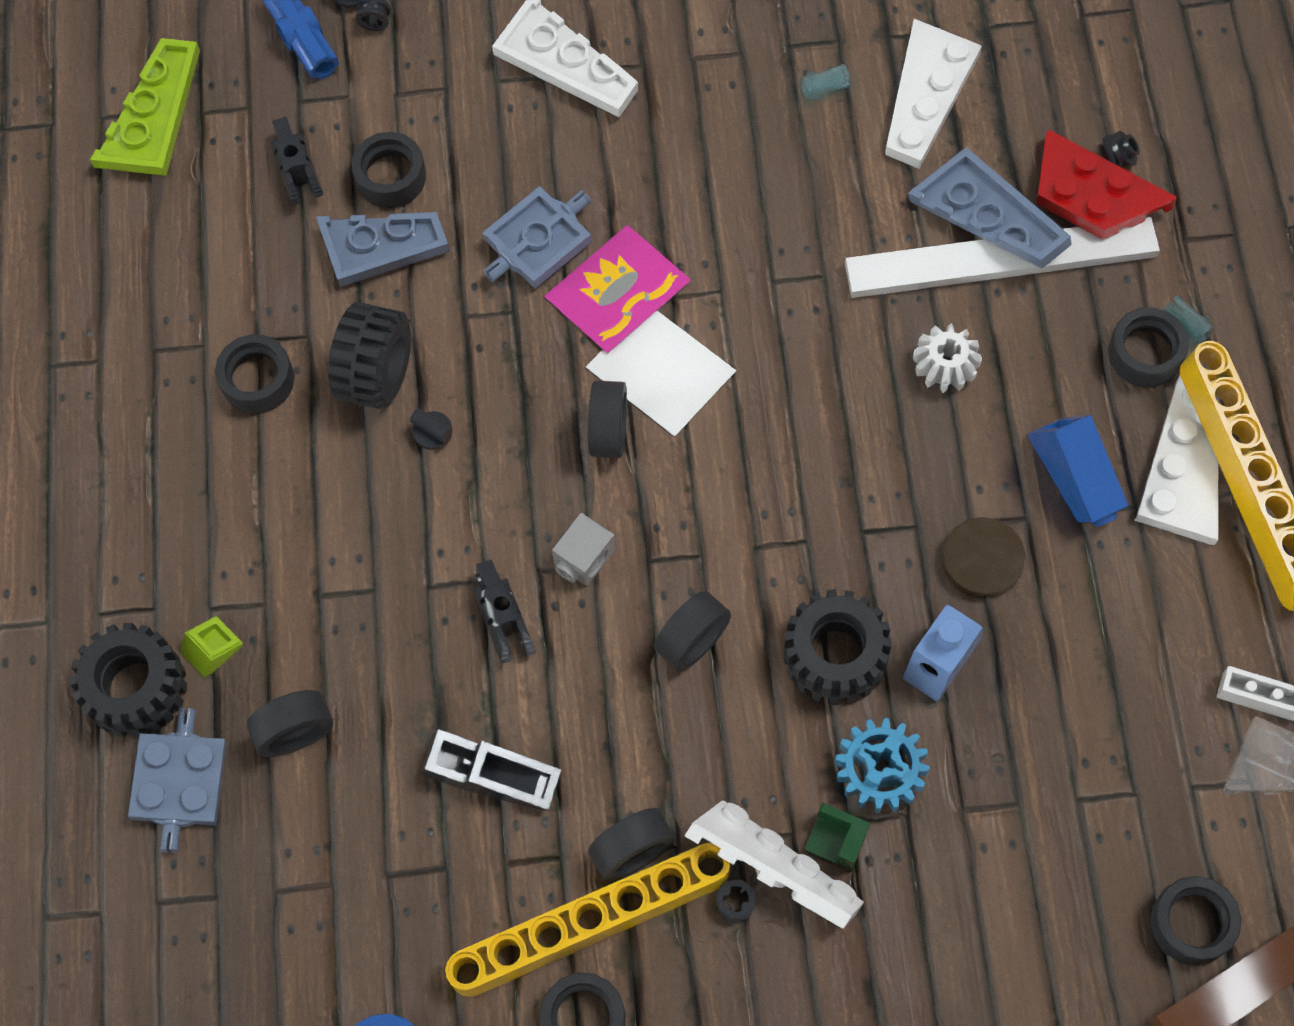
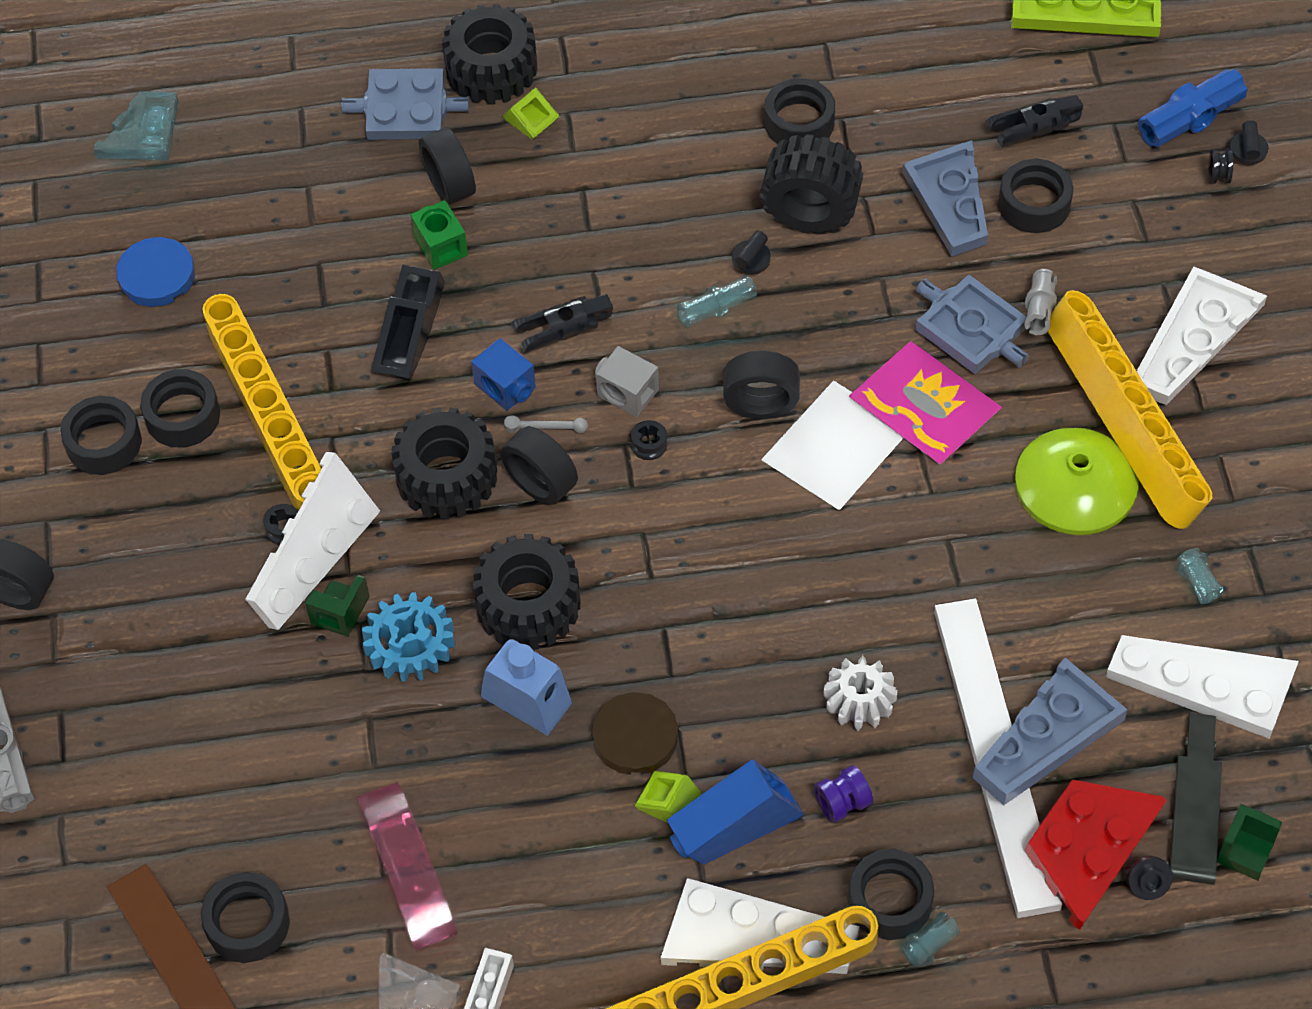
camera: 85 degrees right, 10 degrees down
(376, 720) = (439, 234): none -> green brick
(488, 463) = (716, 301): none -> clear light blue pin
(521, 173) = (1041, 302): none -> light grey pin
(567, 670) = (503, 374): none -> blue brick
(619, 667) = (513, 424): none -> light grey hinge
(631, 844) = (329, 424): black tyre -> none
(648, 115) = (1129, 410): none -> yellow beam
(650, 547) = (649, 451): none -> black bush
(674, 694) = (442, 436): none -> black tyre
(714, 187) = (1070, 496): none -> lime dish
(1045, 111) = (1197, 804): none -> pearl dark grey piece
(1049, 532) = (667, 794): none -> lime slope
(1052, 380) = (843, 794): none -> dark purple wheel
(1089, 77) = (1249, 842): none -> dark green panel
(1123, 768) = (407, 865): none -> clear pink slope

